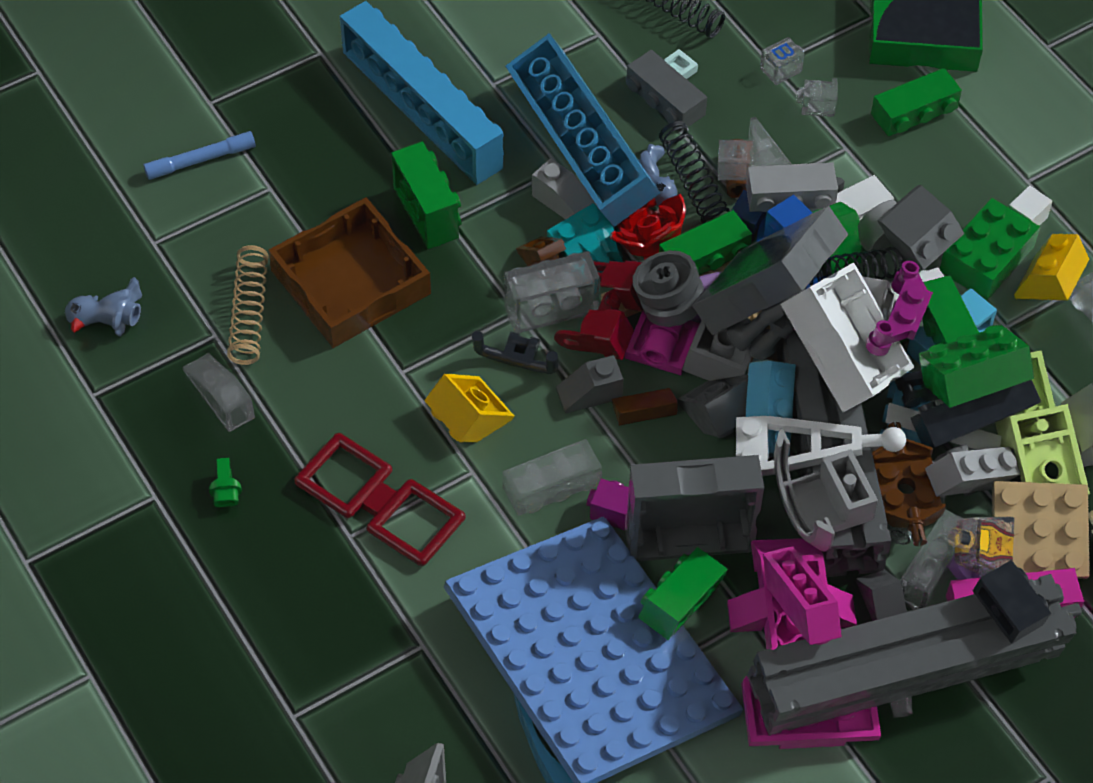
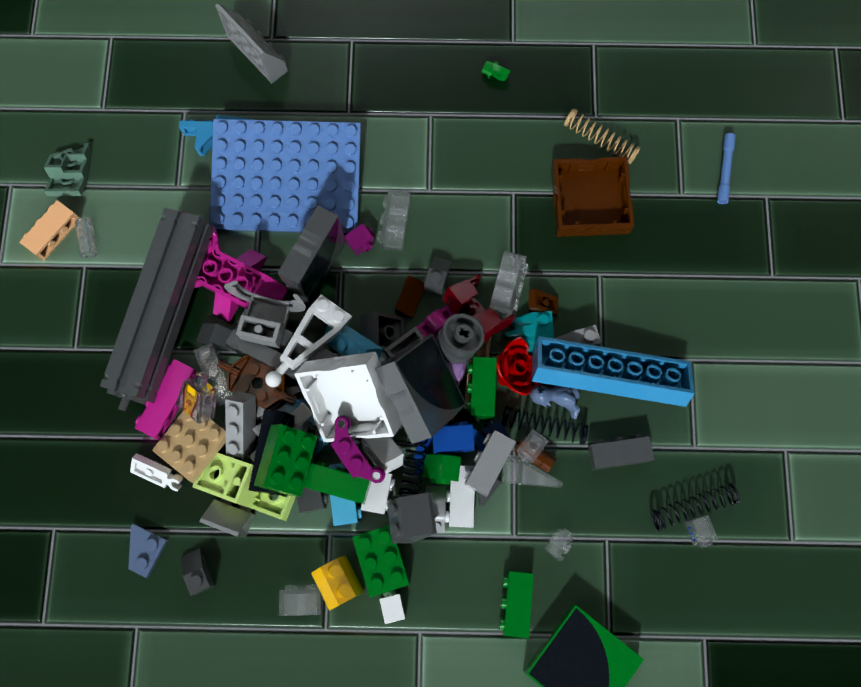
camera: 125 degrees right, 20 degrees up
(114, 309) = (638, 71): sand blue animal -> none
(221, 391) = (555, 96): clear slope -> none
(380, 499) = (440, 136): dark red bar -> none
(422, 92) = (700, 303): dark azure brick -> none
(426, 194) = (618, 260): green brick -> none
(467, 407) = (465, 207): yellow slope -> none
(514, 358) = (485, 249): black piece -> none
(681, 592) = (280, 230): green brick -> none
(682, 63) = (636, 474): light aqua plate -> none
(782, 60) = (602, 543): clear brick -> none
(802, 595) = (214, 258): dark pink brick -> none
(1012, 601) = (130, 357): black brick -> none

